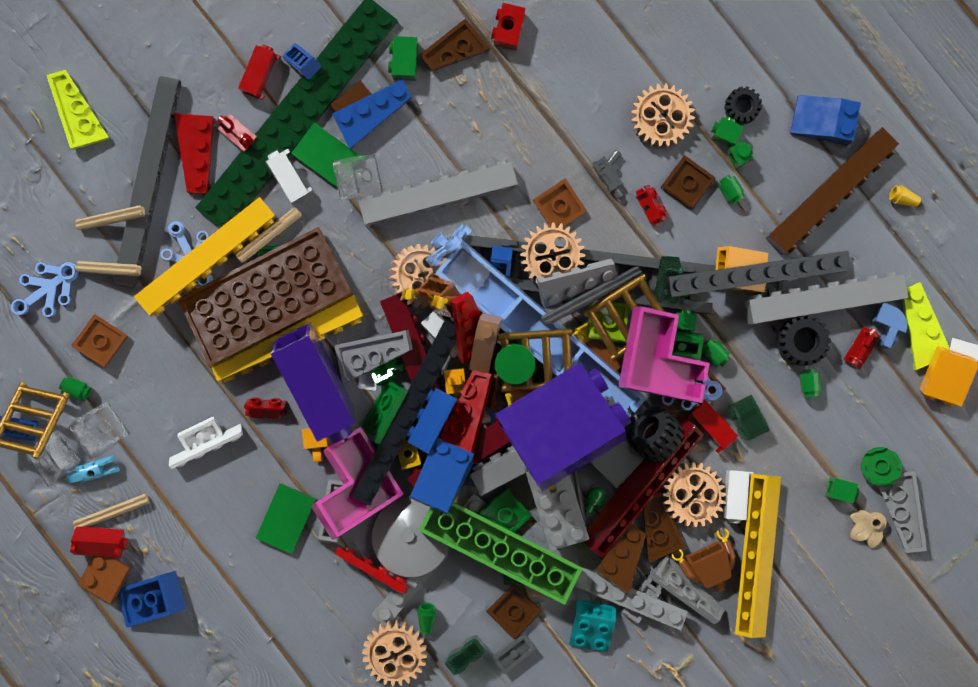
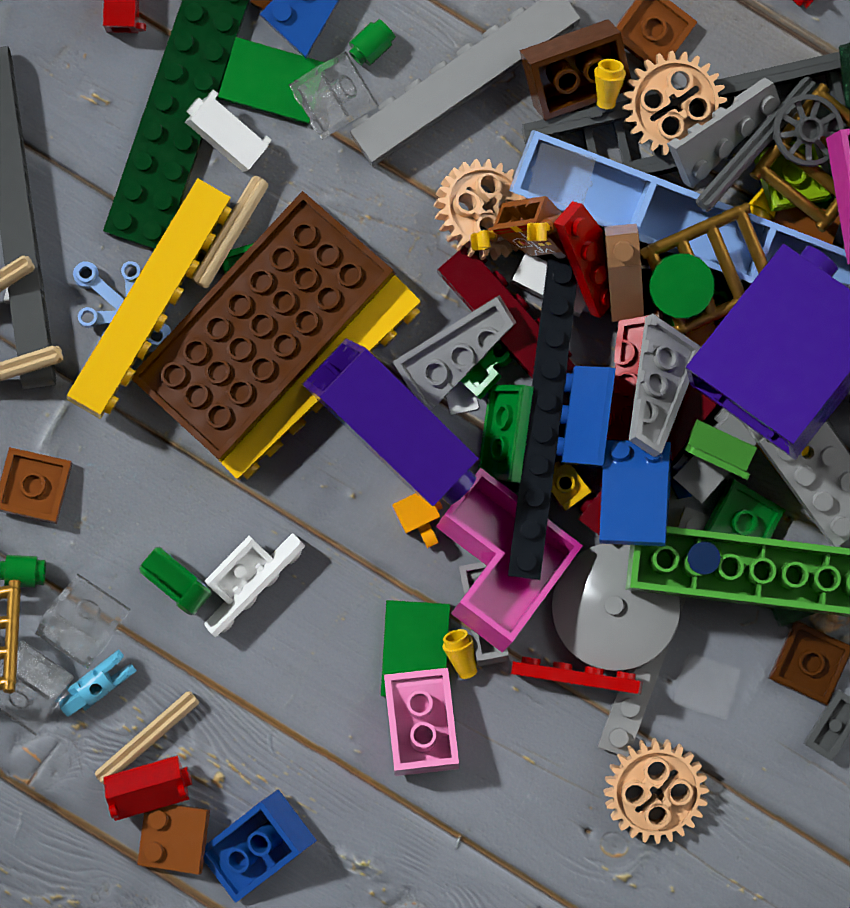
camera: 25 degrees left, 0 degrees up
(161, 427) = (175, 580): none -> green animal
(195, 145) = (67, 136): red wing -> none
(236, 132) = (123, 94): hinge -> none
(256, 407) = (308, 497): red hinge -> none
(272, 562) = (421, 722): none -> bright pink slope
(310, 528) = (460, 651): none -> yellow cone
(391, 154) = (371, 43): none -> green brick
(426, 617) = (683, 718): green cone -> none
(447, 246) = (507, 151): light blue plant -> none
(454, 382) = (595, 348): light orange brick -> none
(460, 657) = (767, 745): clear green brick -> none
(468, 529) = (703, 558): none -> dark blue piece
(479, 417) = (659, 384): none -> light grey wing
(501, 258) = (600, 137): blue panel -> none
(502, 469) = (720, 449): none -> bright green panel
(503, 213) = (563, 68): none -> reddish brown brick
(518, 227) = (608, 80): none -> yellow cone
(624, 298) = (807, 129): none -> dark grey wheel

